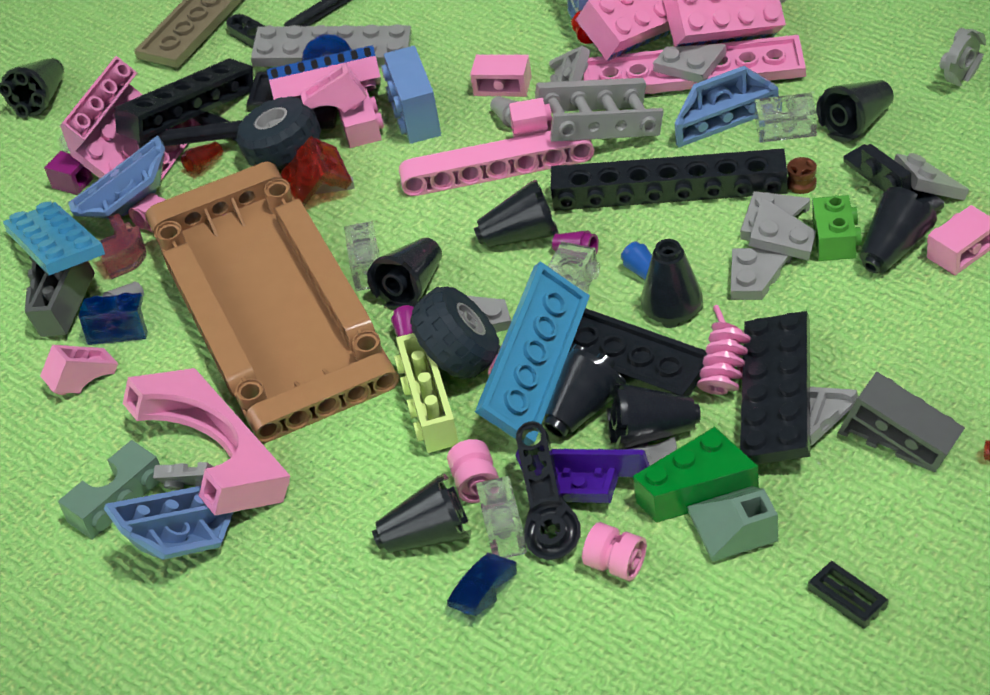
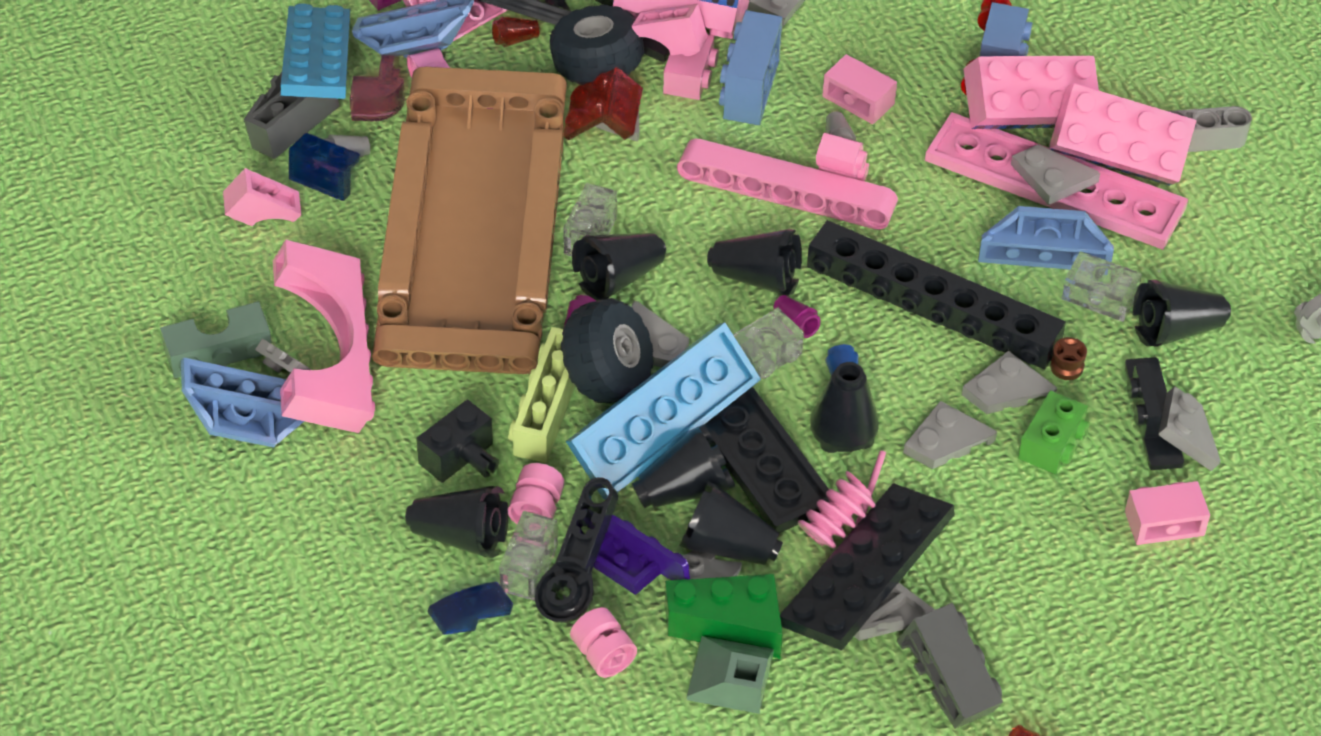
camera: 20 degrees right, 5 degrees up
(376, 462) = (456, 441): none -> black brick
(570, 65) = (917, 130): light grey wing -> none
(599, 95) = (924, 161): light grey fence -> none
(781, 232) = (995, 409): light grey wing -> none
(895, 228) = (1103, 467): black cone -> none

